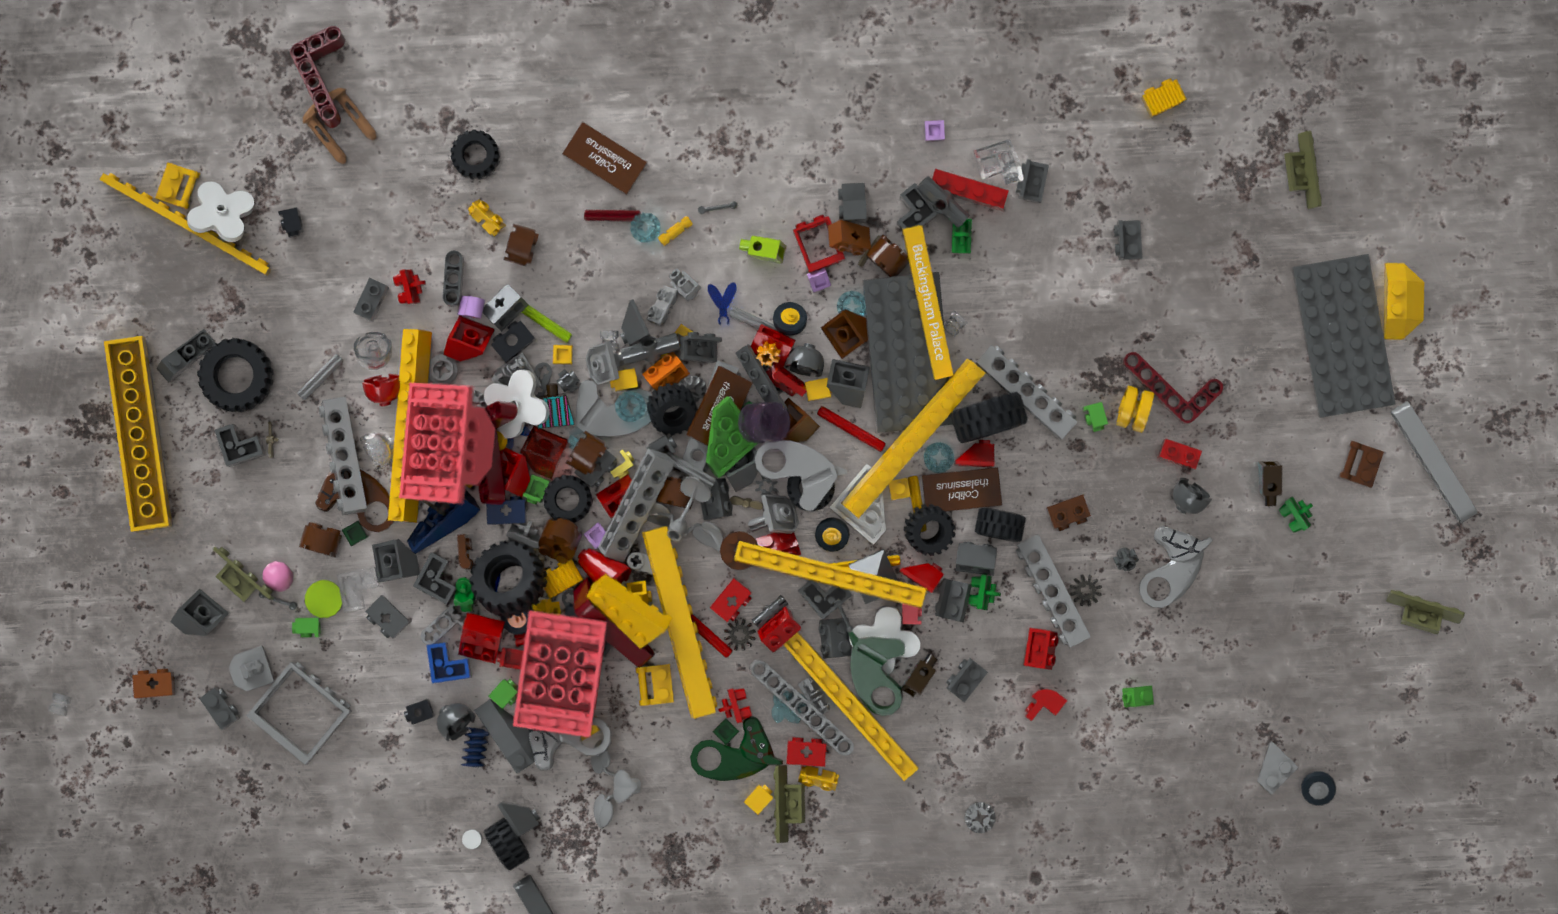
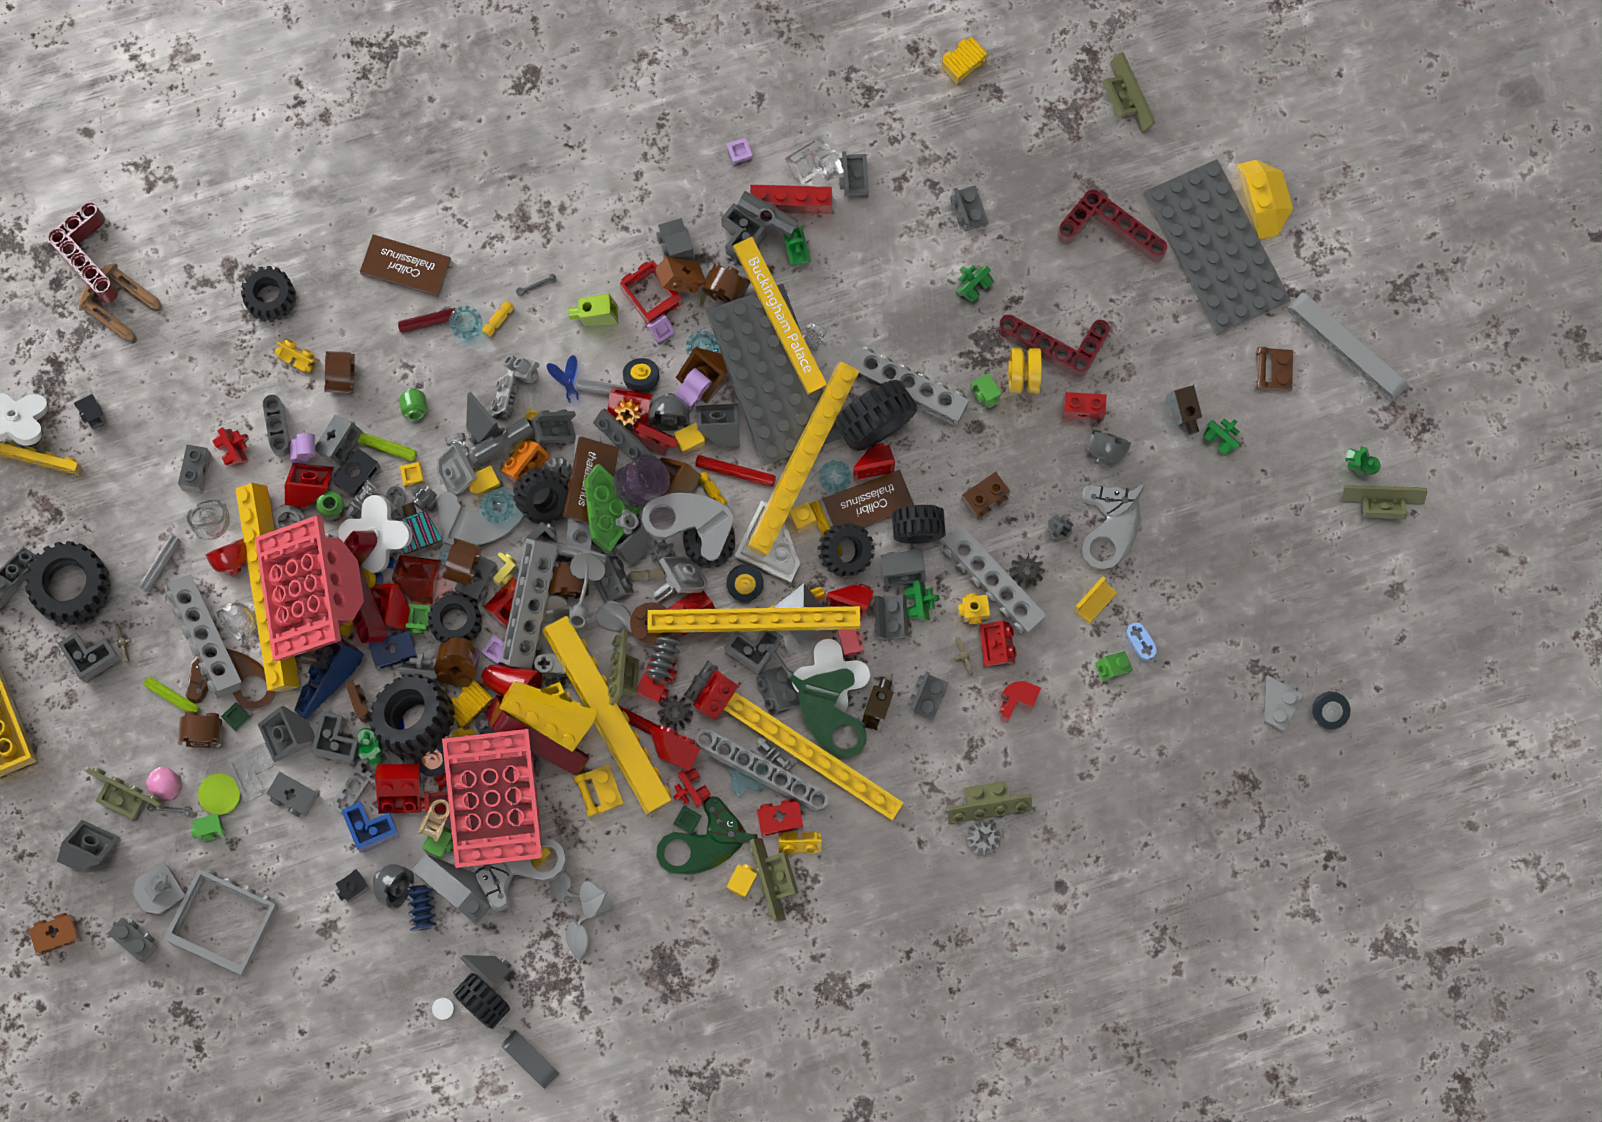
camera: 20 degrees left, 10 degrees down
(303, 500) = (170, 695): none -> lime axle
(476, 366) = (326, 500): none -> bright green head
(505, 677) = (434, 821): none -> tan piece
(579, 291) = (413, 404): none -> bright green head
(704, 586) = (624, 670): none -> olive bracket
(731, 668) = (674, 749): none -> red slope
(740, 588) = (662, 659): none -> dark grey piece
(747, 454) = (632, 521): none -> light grey plate
(826, 441) = (711, 489): none -> yellow axle
(833, 344) = (693, 388): none -> lavender axle
(993, 786) = (988, 801): none -> olive bracket
(1008, 650) = (963, 655): none -> dark tan piece
(1036, 612) = (981, 605): none -> yellow brick
(1112, 308) = (980, 276): none -> green hips
(1139, 633) = (1095, 600): none -> yellow panel
(1164, 682) = (1145, 638): none -> light blue beam
(1255, 290) = (1113, 223): none -> dark red beam
(1414, 574) = (1362, 462): none -> green hips

